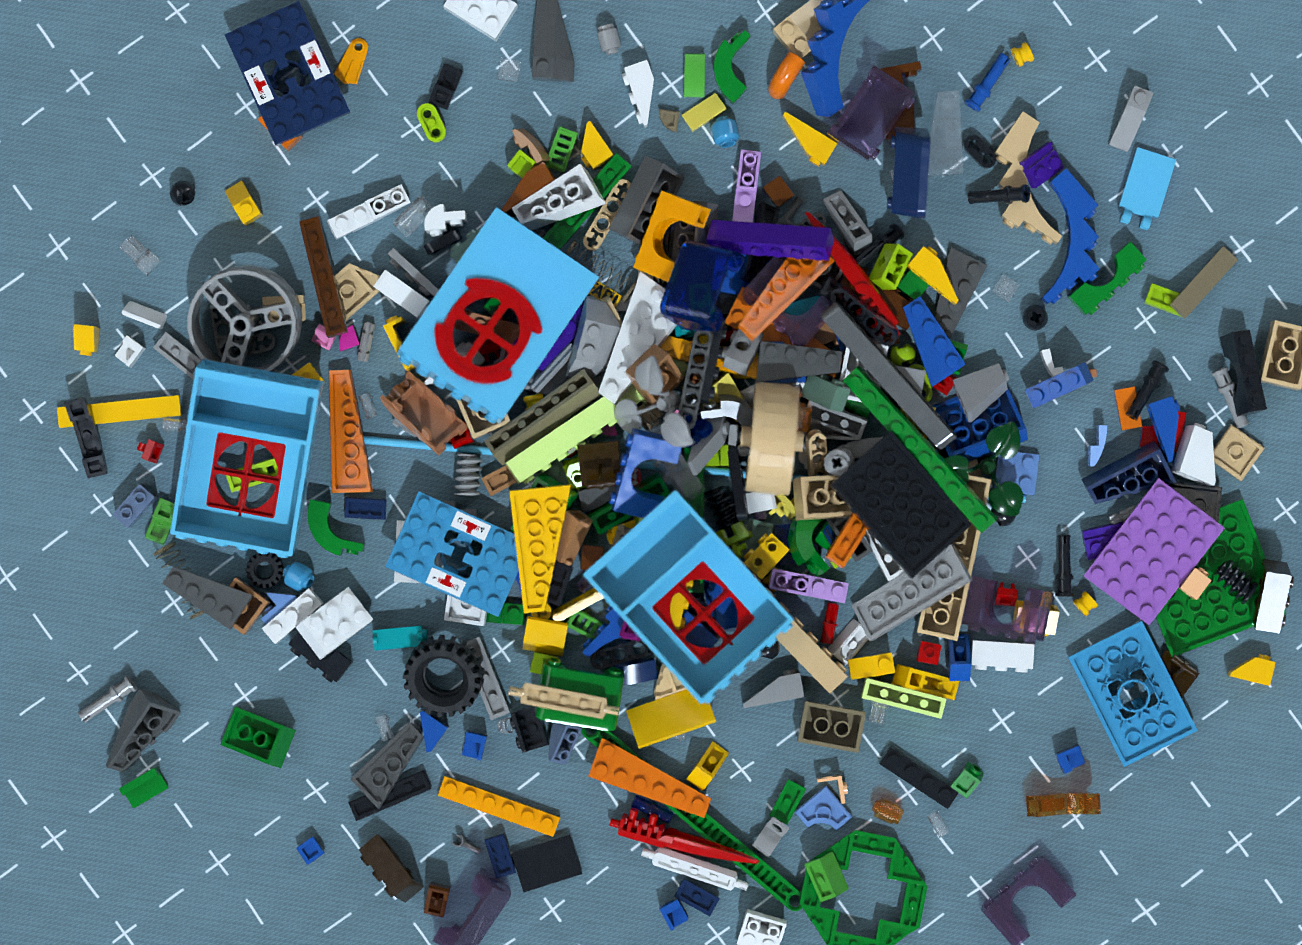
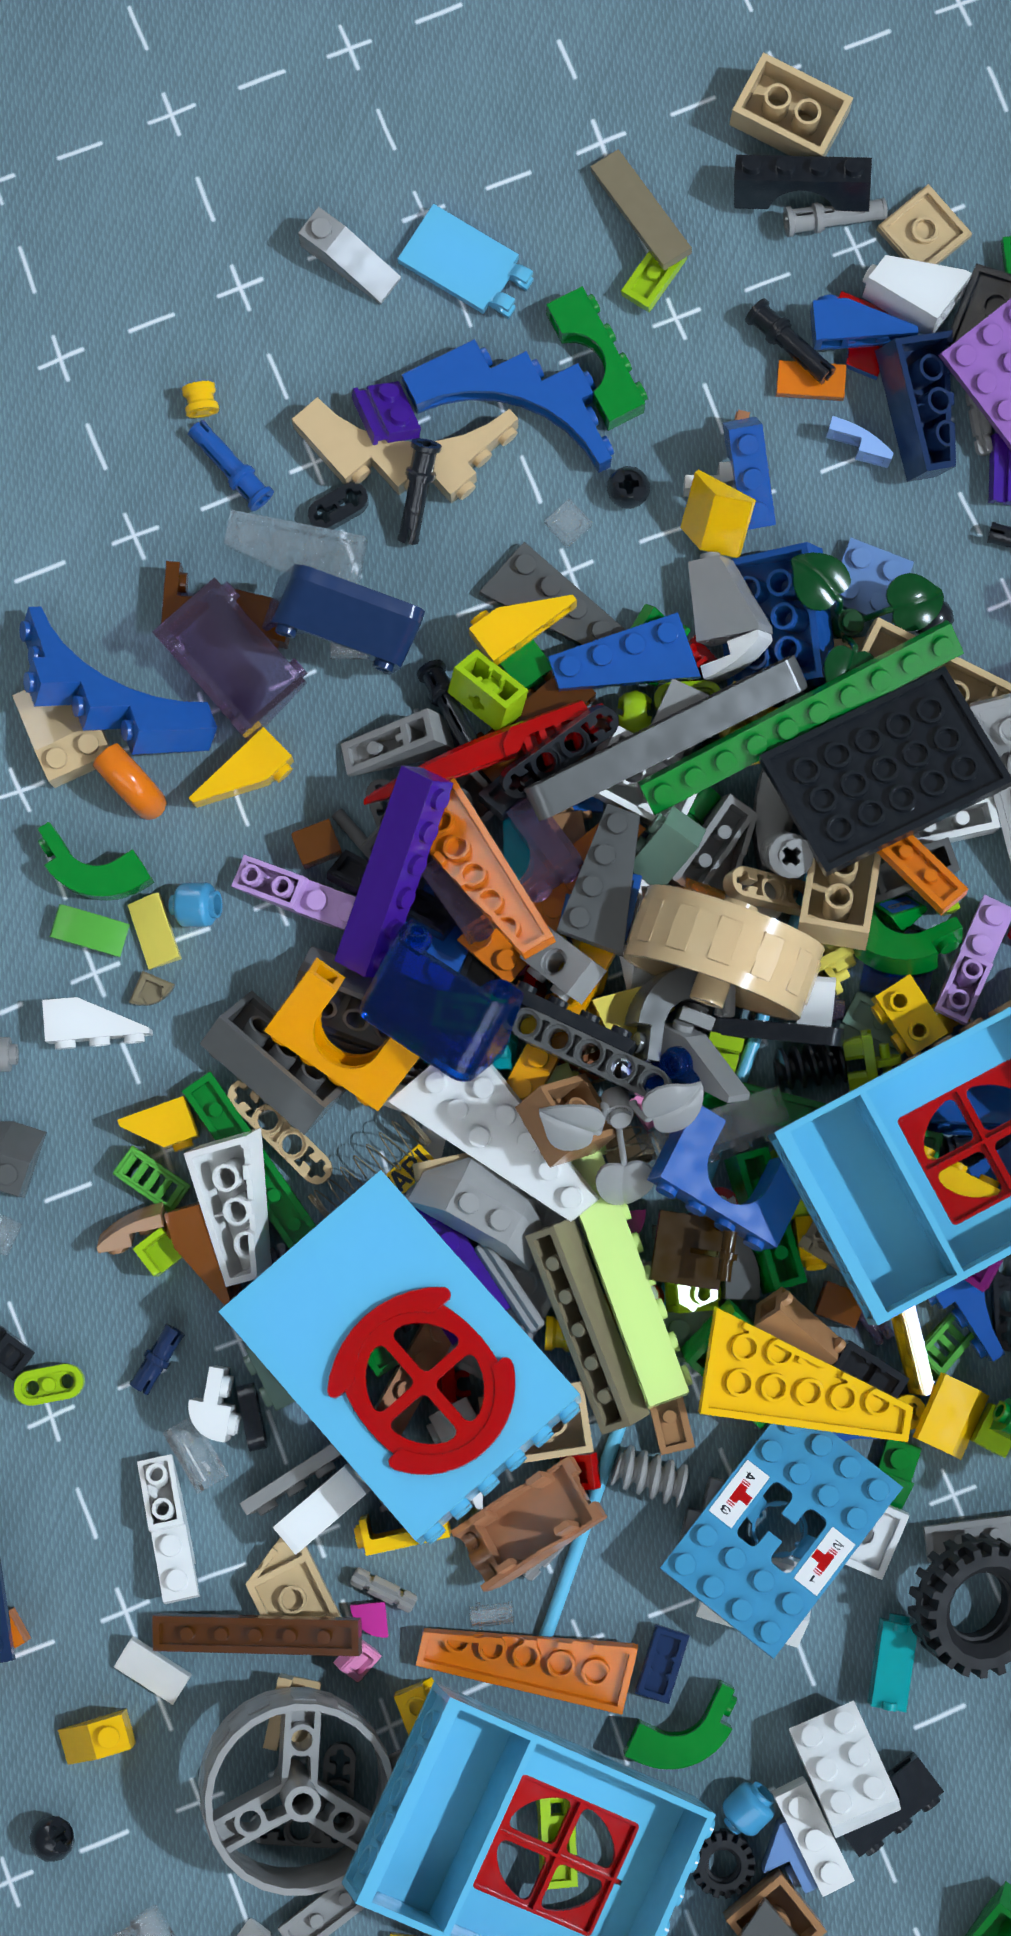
camera: 75 degrees left, 5 degrees down
(288, 224) = (152, 1670): none -> white slope
(461, 179) = (157, 1359): none -> dark blue pin
(952, 407) = (743, 652): none -> white slope
(1029, 372) = (716, 516): none -> yellow slope

